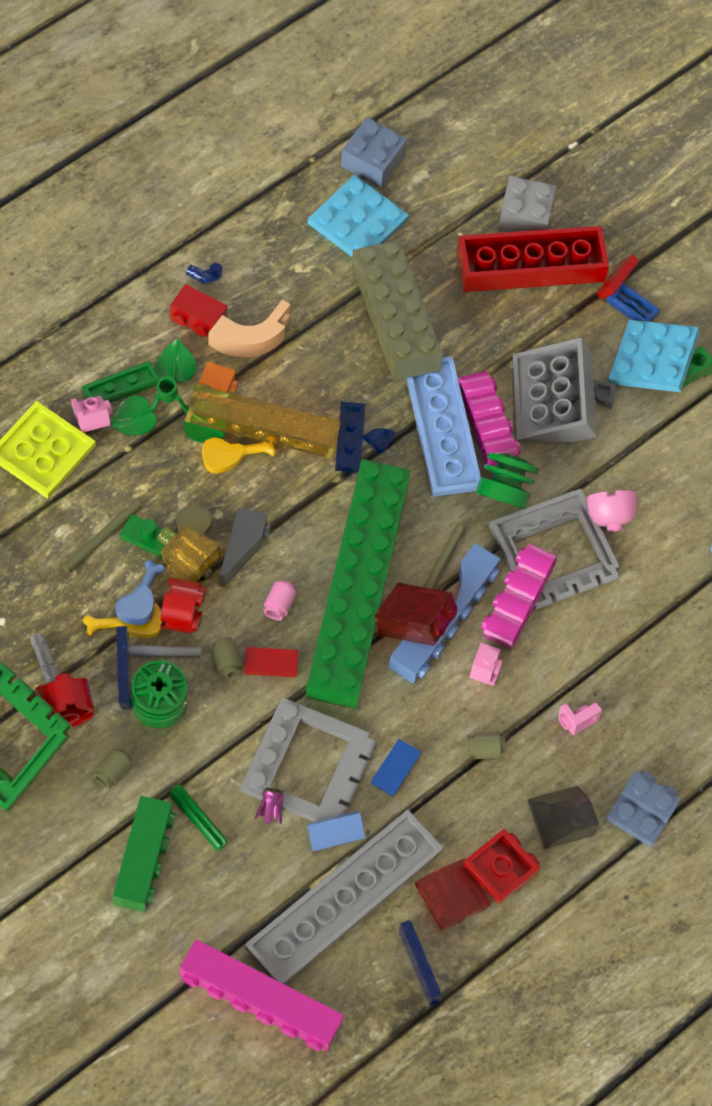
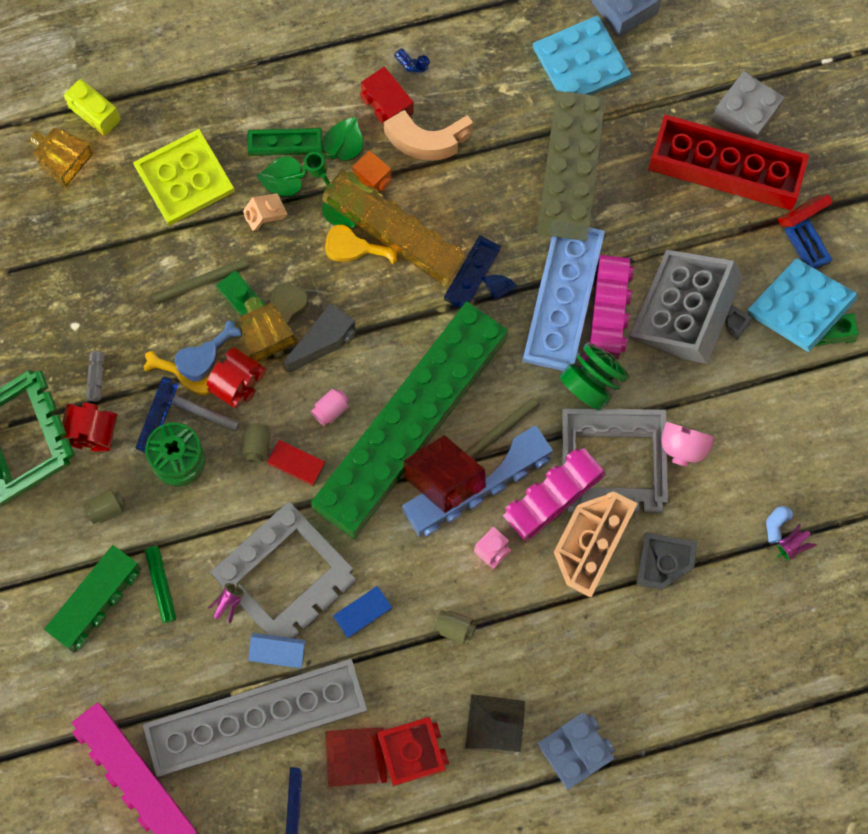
camera: 30 degrees right, 10 degrees up
(91, 413) = (242, 160): bright pink brick -> none
(131, 451) = (263, 210): none -> light nougat bracket
(572, 620) = (592, 540): none -> light nougat wedge
(581, 719) = (560, 638): bright pink bracket -> none
(640, 617) = (664, 560): none -> dark grey plate

